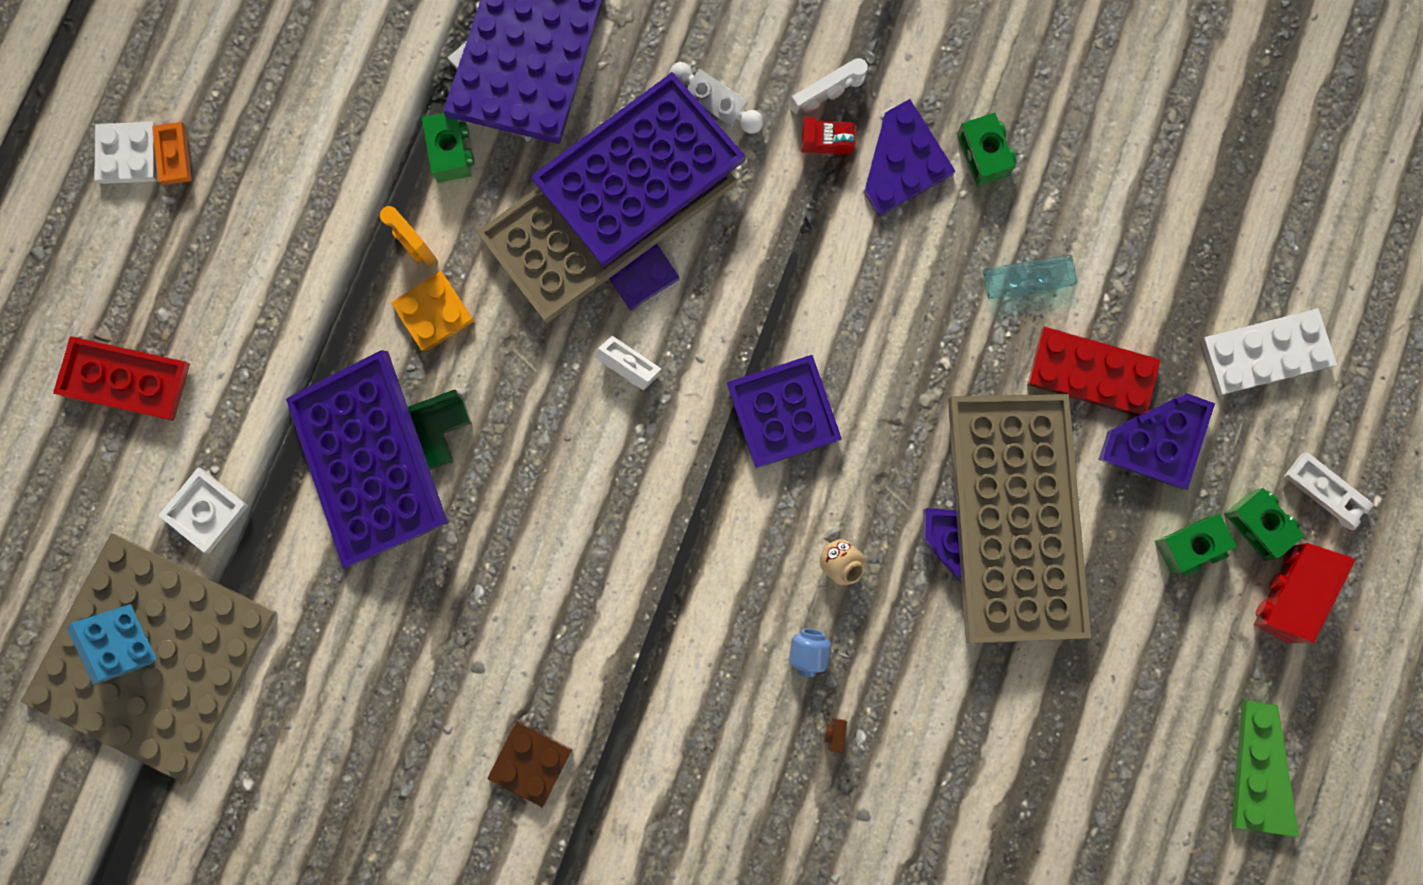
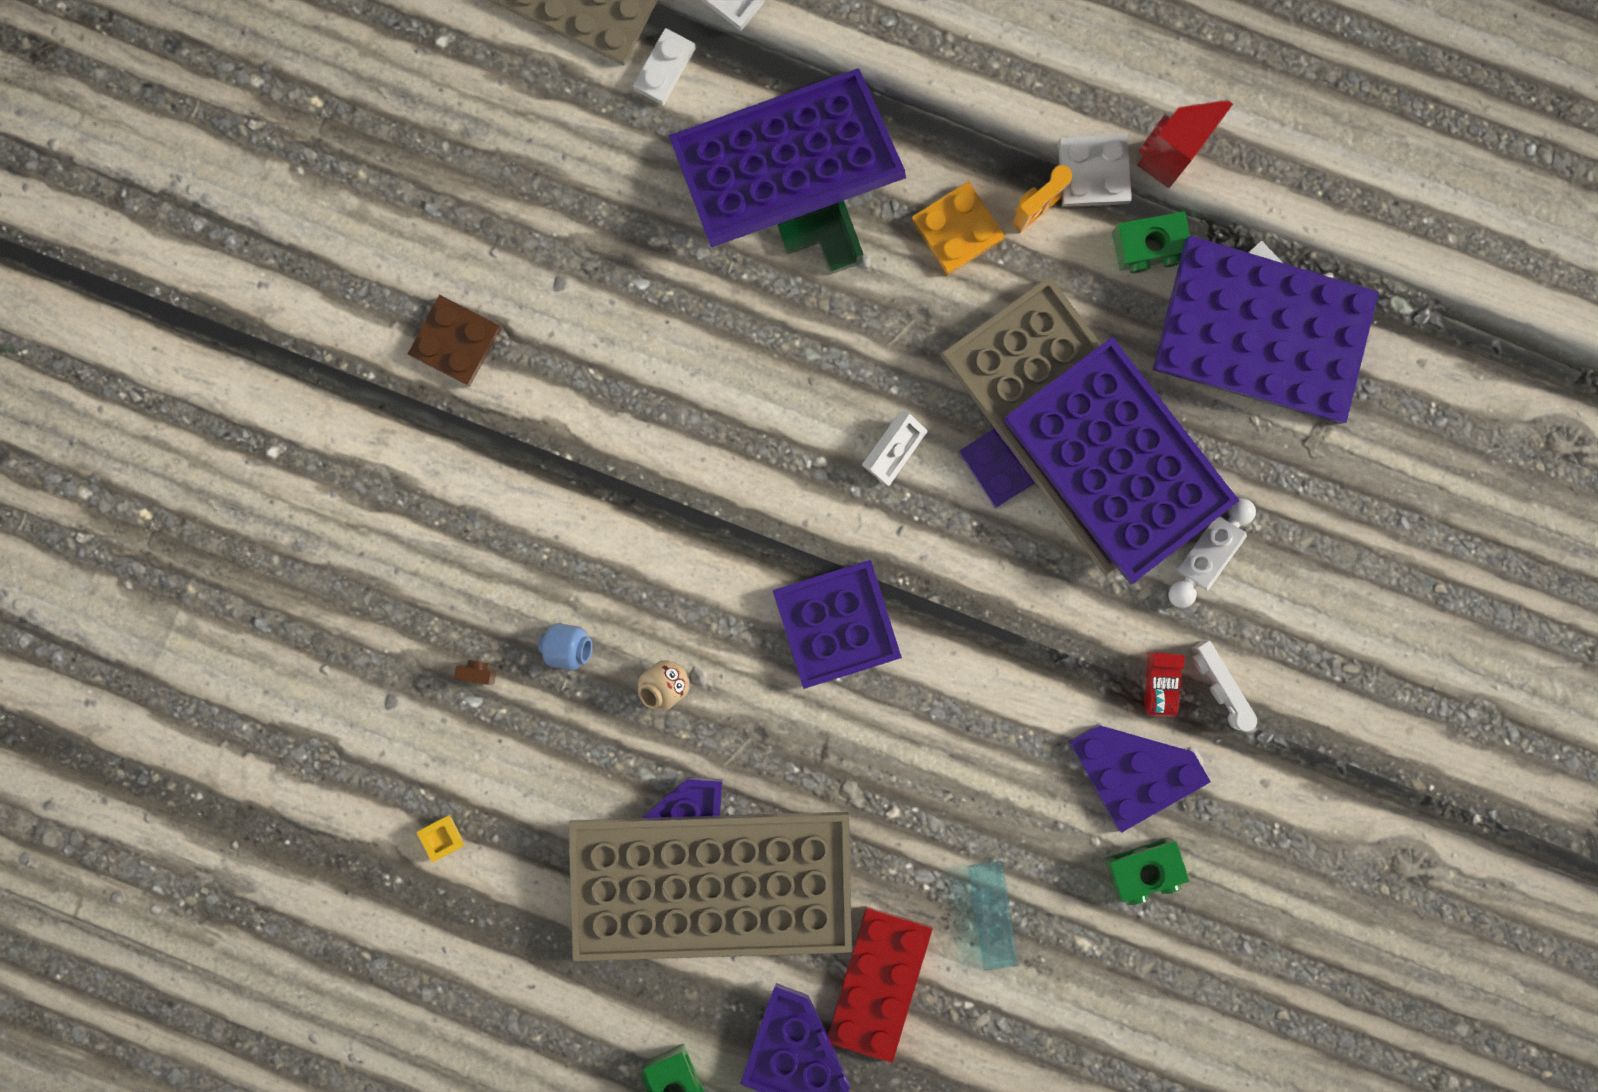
camera: 90 degrees right, 5 degrees up
(278, 574) = (664, 66): none -> white plate
(360, 117) = (1179, 139): none -> red slope
(380, 188) = (1098, 170): none -> white plate
(986, 763) = (440, 838): none -> yellow plate

